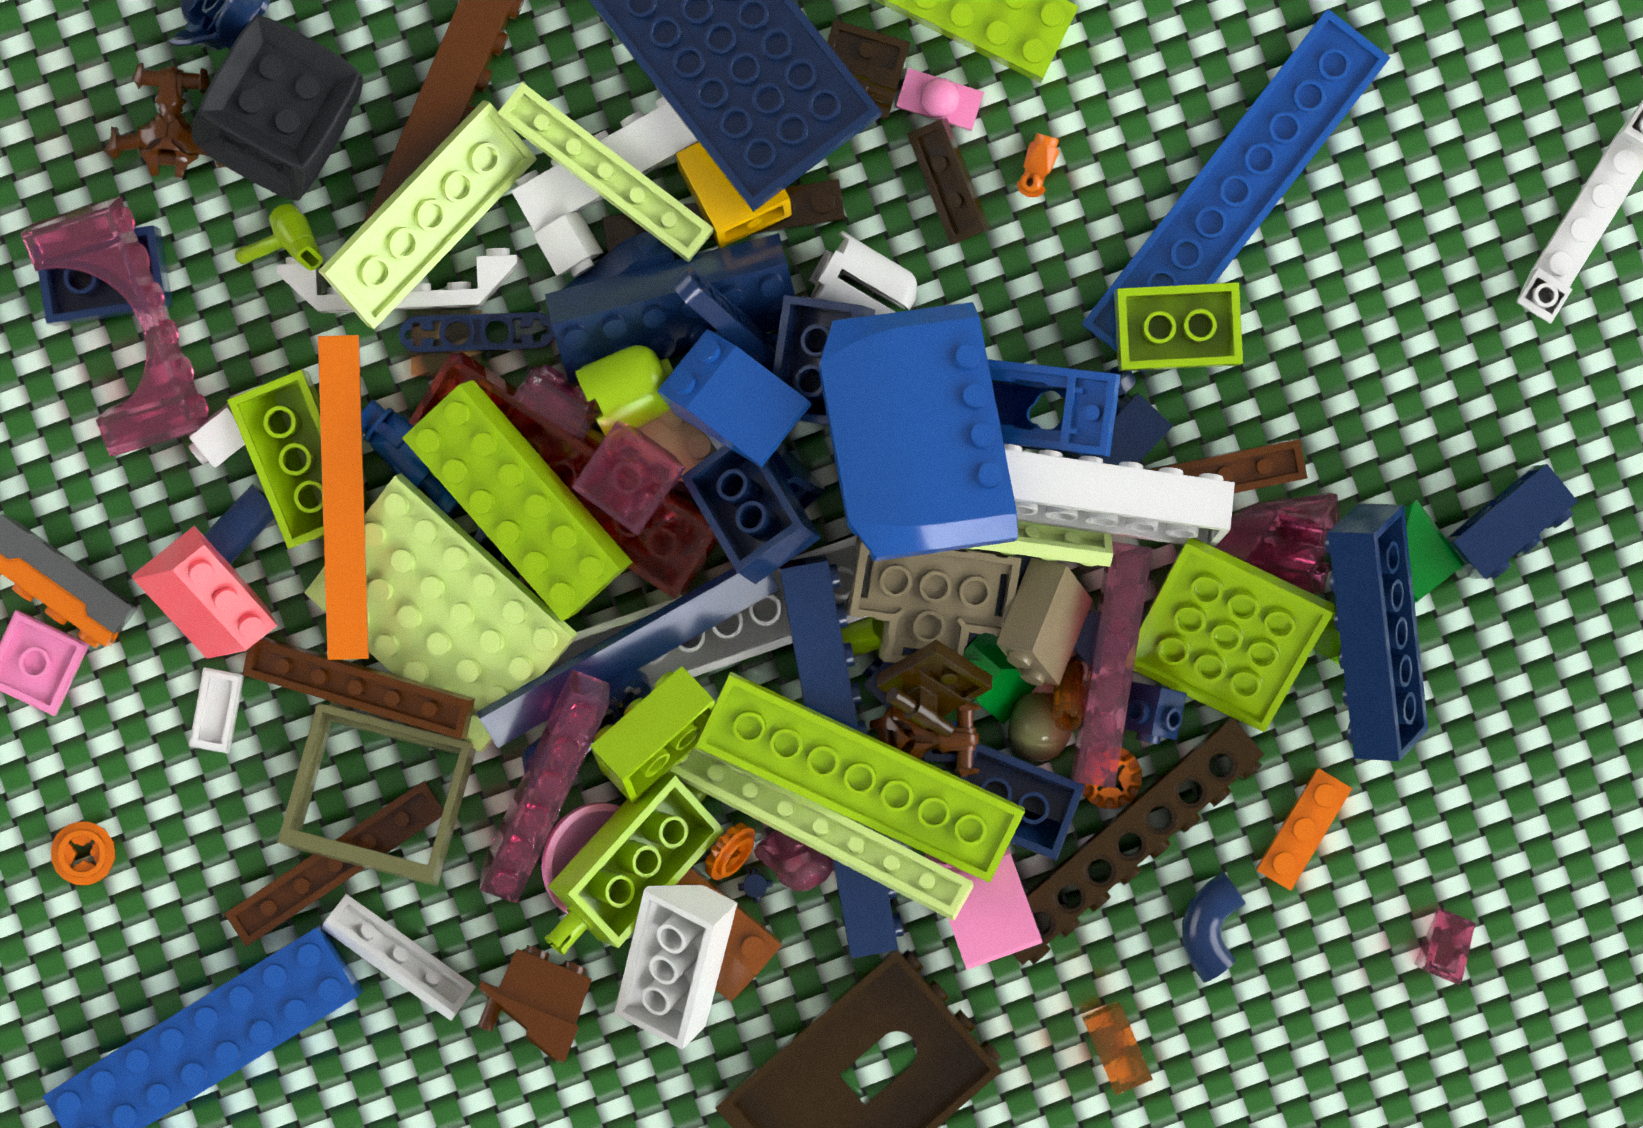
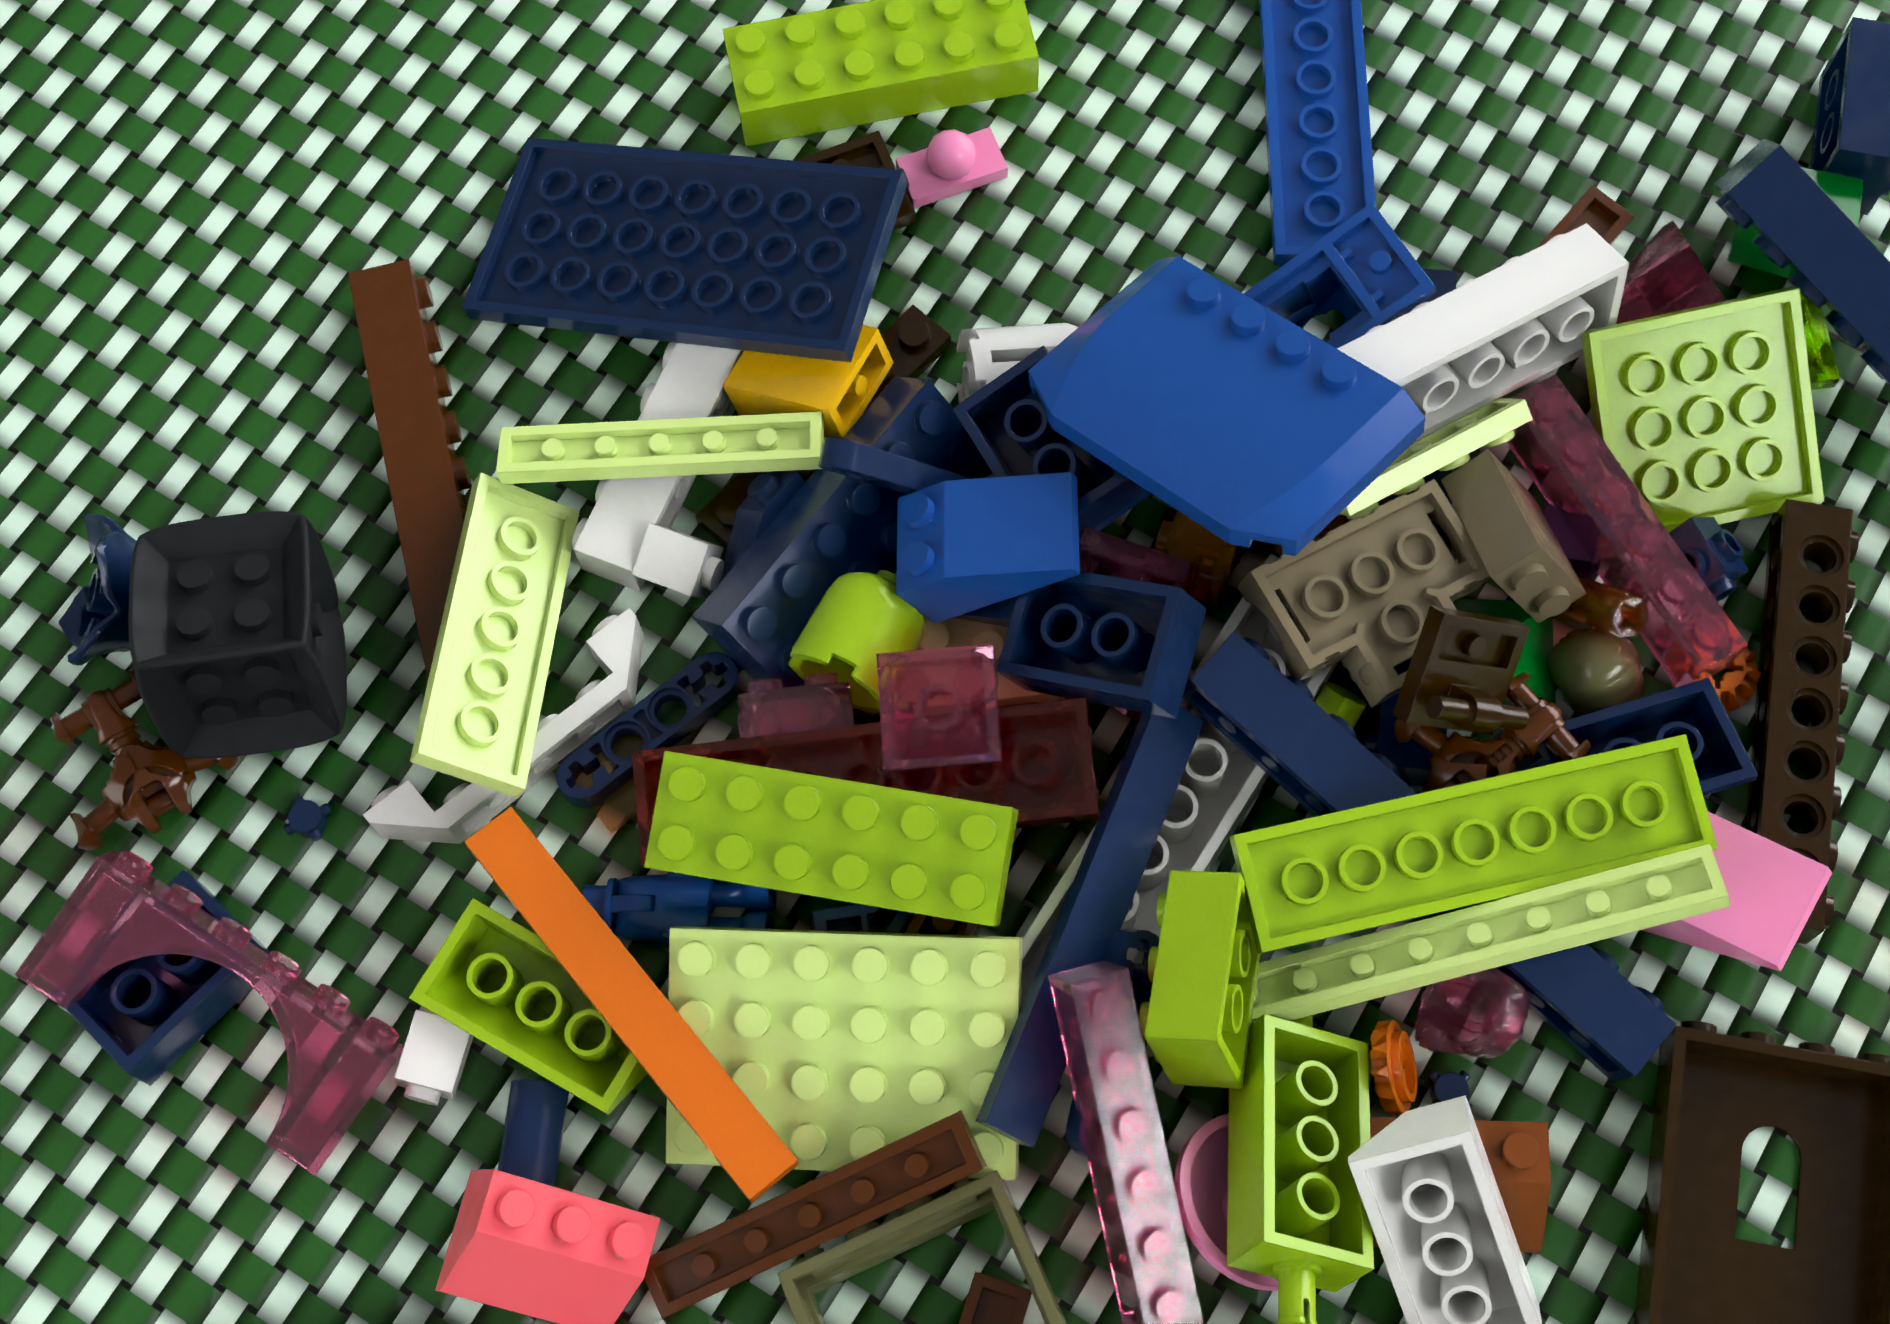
camera: 35 degrees left, 20 degrees down
(245, 231) = (307, 819): none -> dark blue piece
(290, 232) = (352, 773): lime piece -> none
(818, 462) = (1124, 559): none -> clear pink tile
(948, 181) = (1026, 226): dark brown plate -> none
(1038, 163) = (1100, 147): orange arm -> none
(1178, 327) = (1386, 153): lime brick -> none

